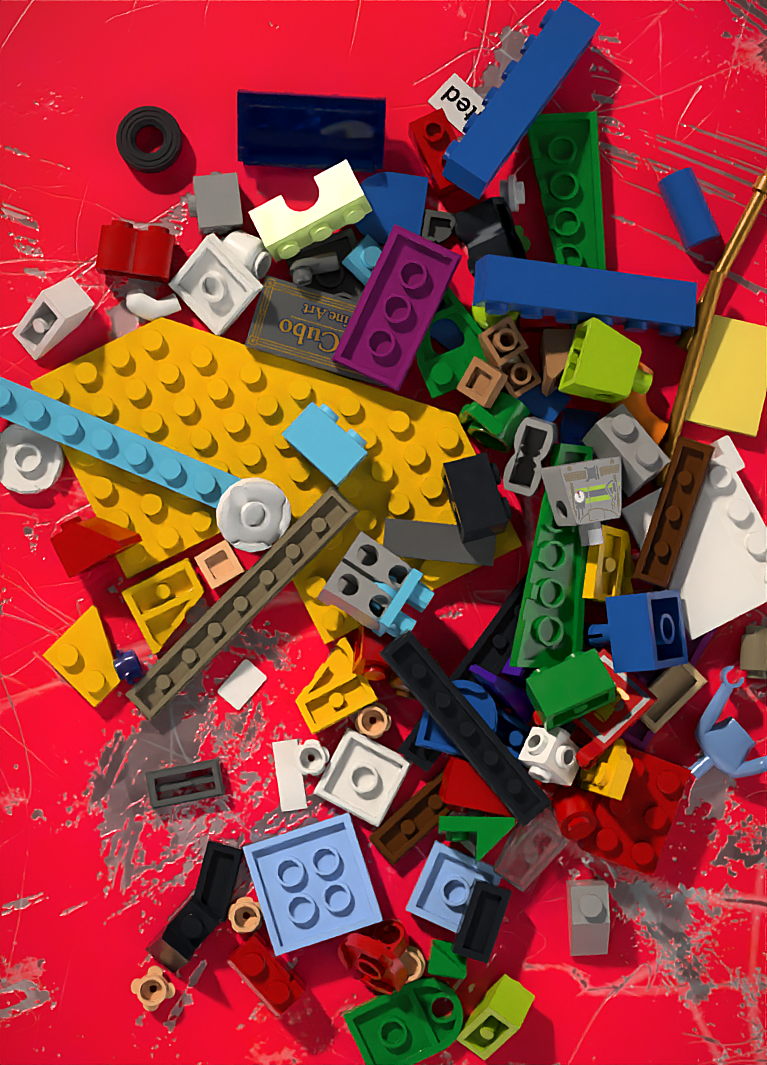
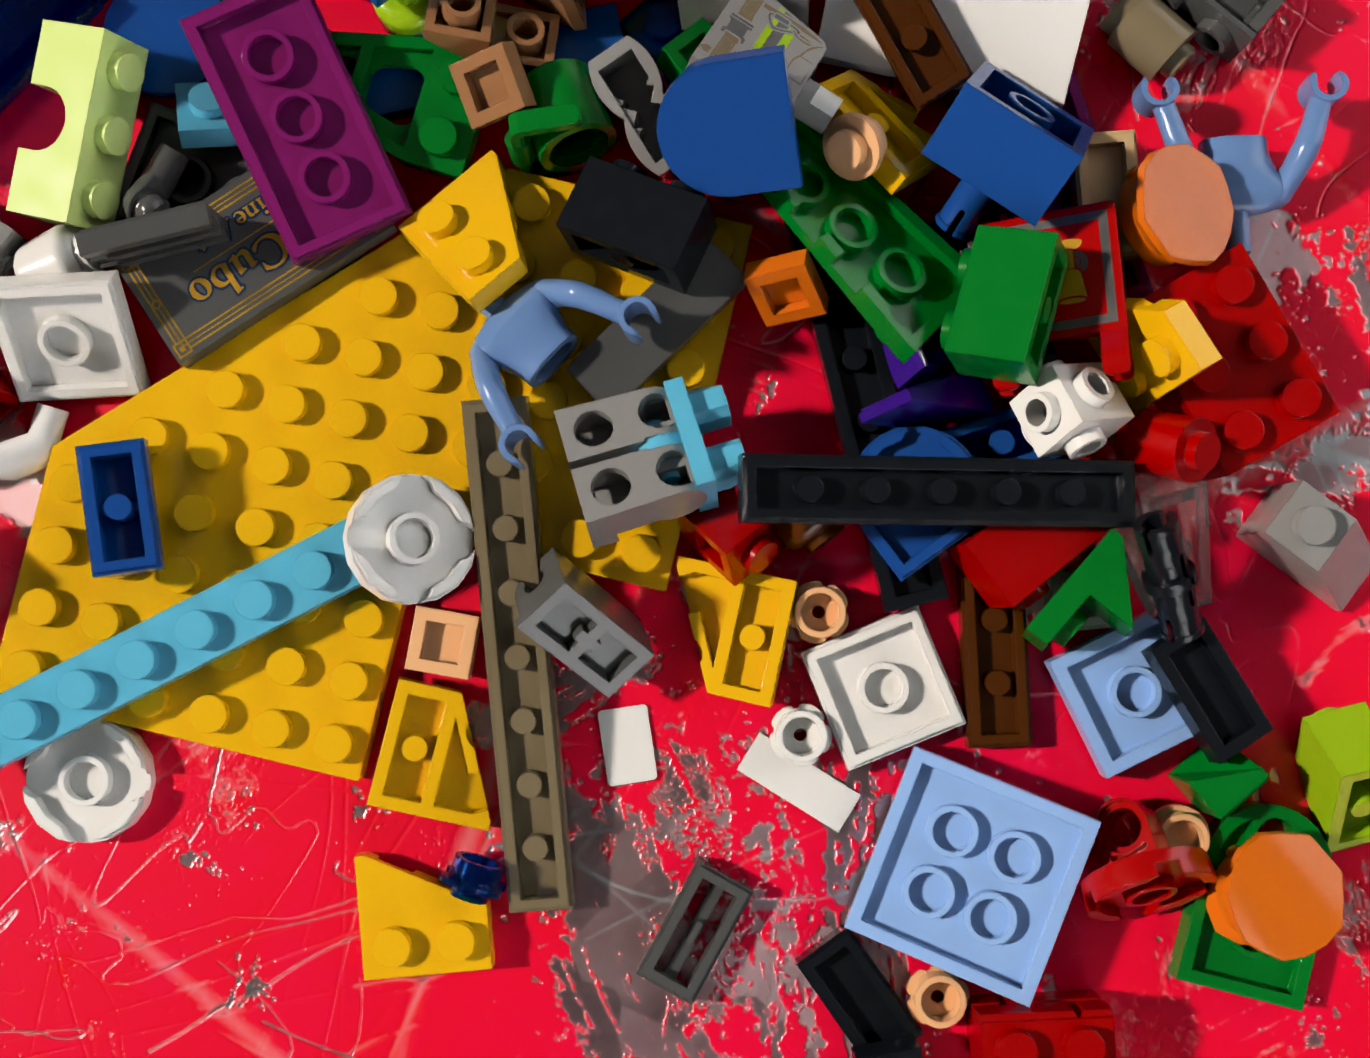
camera: 45 degrees left, 0 degrees up
(90, 543) = (268, 792): red slope -> none
(161, 376) = (120, 508): none -> blue brick
(279, 621) = (582, 625): none -> dark grey hinge
(291, 290) = (152, 236): none -> dark grey tile
(326, 443) = (397, 362): medium azure brick -> none
(384, 492) = (532, 342): none -> medium blue piece
(410, 426) = (471, 234): none -> yellow wing
(416, 1025) = (1277, 895): none -> orange hat
(502, 585) = (786, 288): none -> orange plate
(513, 859) = (1169, 576): none -> black pin
(546, 507) = (732, 124): none -> blue tile
(588, 564) = (854, 145): none -> light nougat plate
(682, 729) = (1176, 207): none -> orange hat

